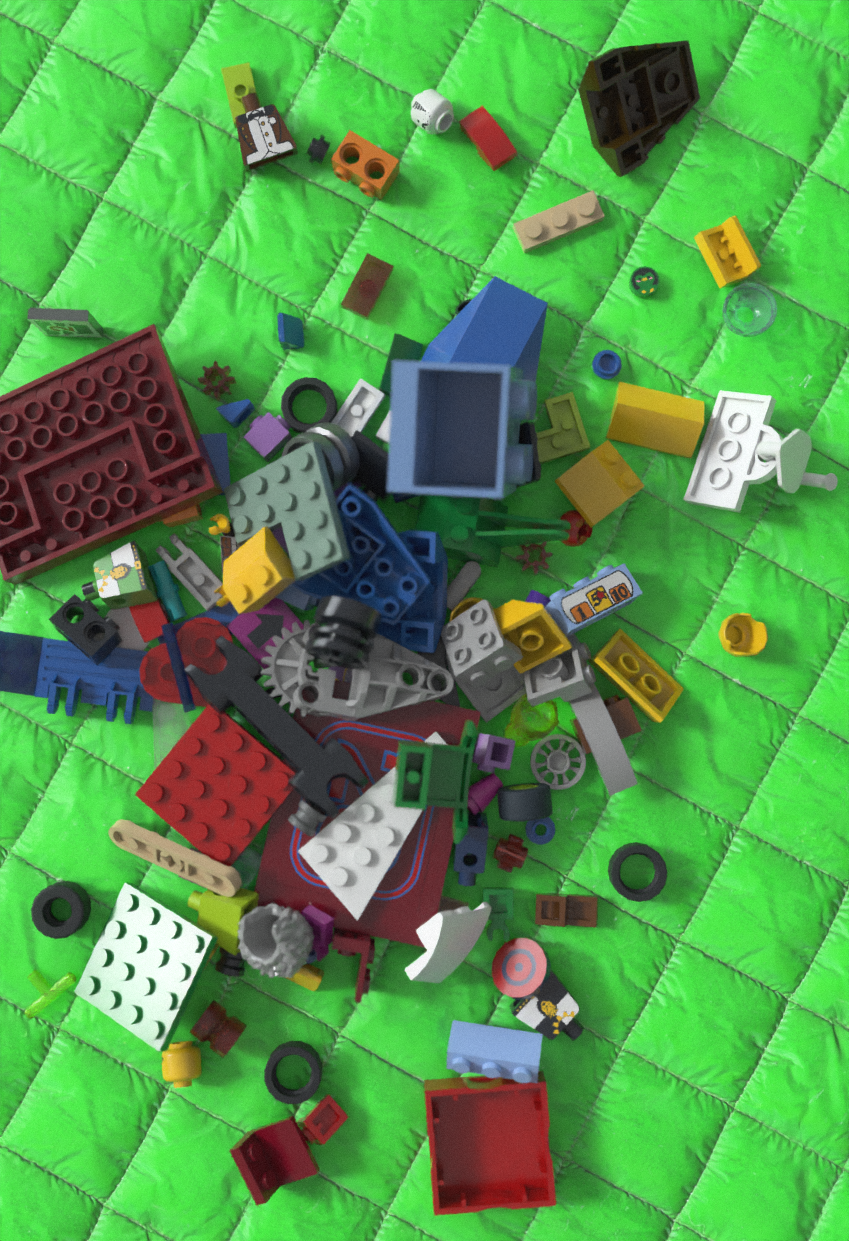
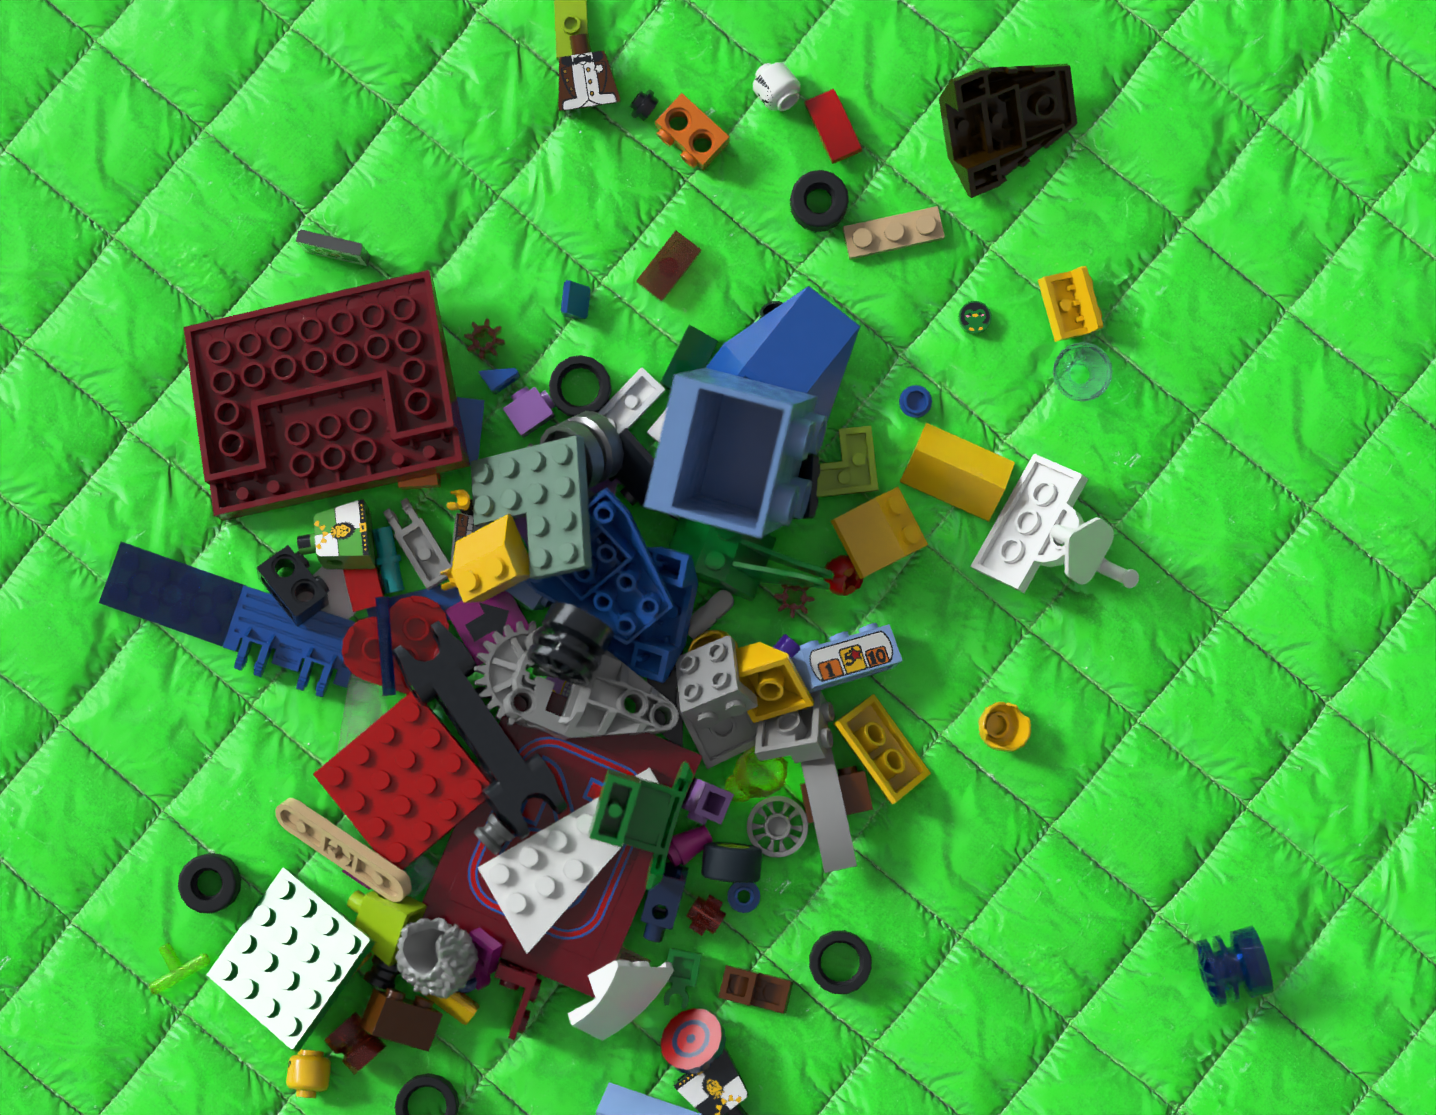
camera: 15 degrees right, 0 degrees up
(255, 1000) = (401, 1019): none -> reddish brown brick
(494, 187) = (819, 180): none -> black tyre

